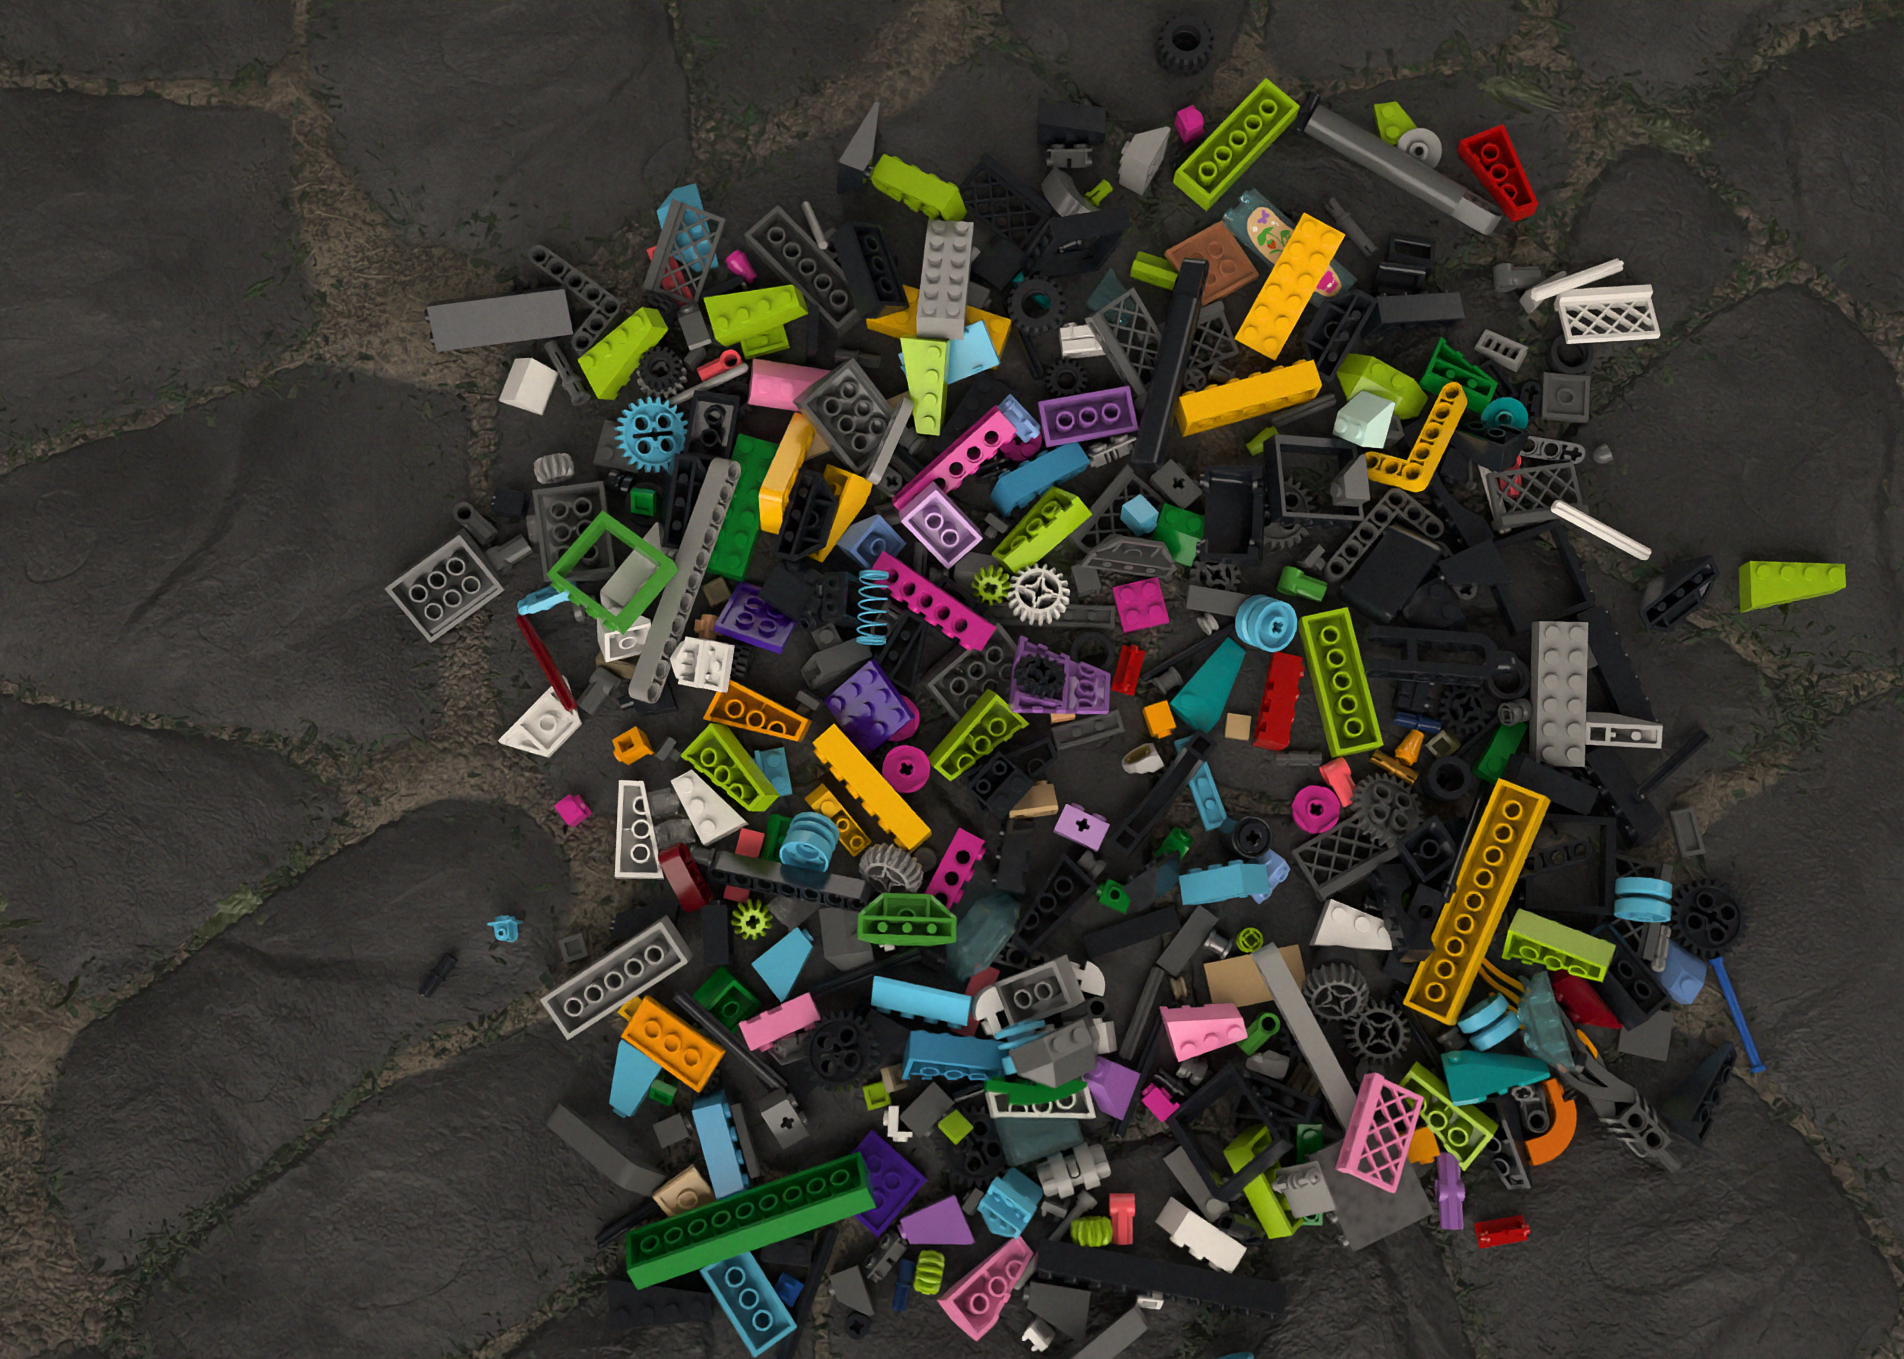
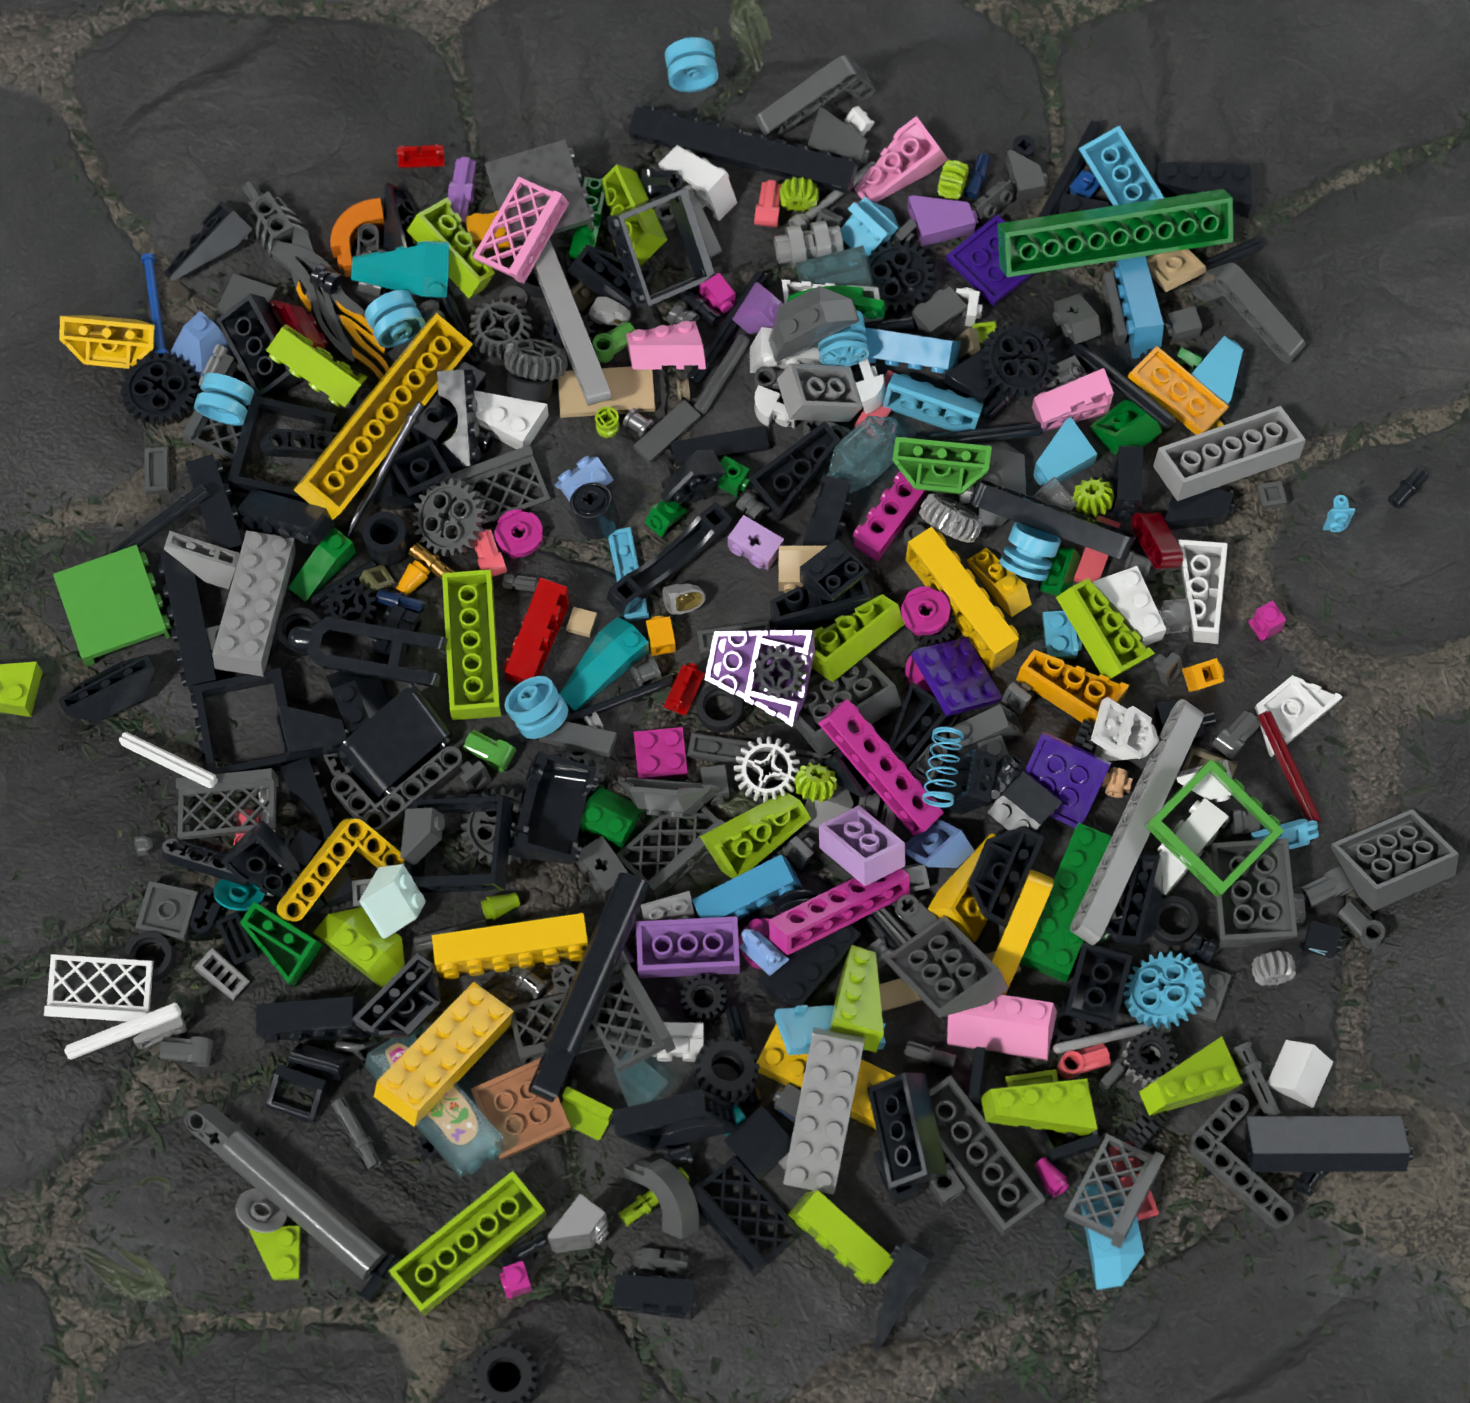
camera: 175 degrees left, 10 degrees down
(643, 501) = (1177, 915): green tile -> none
(674, 832) = (1165, 582): clear brick -> none
(693, 326) = (1110, 1102): dark grey slope -> none
(716, 591) = (1104, 821): dark tan tile -> none
(814, 225) = (964, 1208): light grey bar -> none
(889, 440) = (906, 939): light grey beam -> none
(955, 1126) = (914, 289): lime slope -> none
(1139, 515) = (648, 832): medium azure brick -> none
(1223, 882) = (624, 467): medium azure wedge -> none
(1304, 1189) = (598, 194): light grey hinge -> none
(1499, 170) = (177, 1177): red wedge -> none
(1514, 712) = (301, 595): dark grey wheel -> none
(1543, 1024) = (348, 302): clear light blue wedge -> none
(1694, 682) = (111, 603): none -> bright green panel
(1778, 965) = (107, 339): none -> yellow wedge

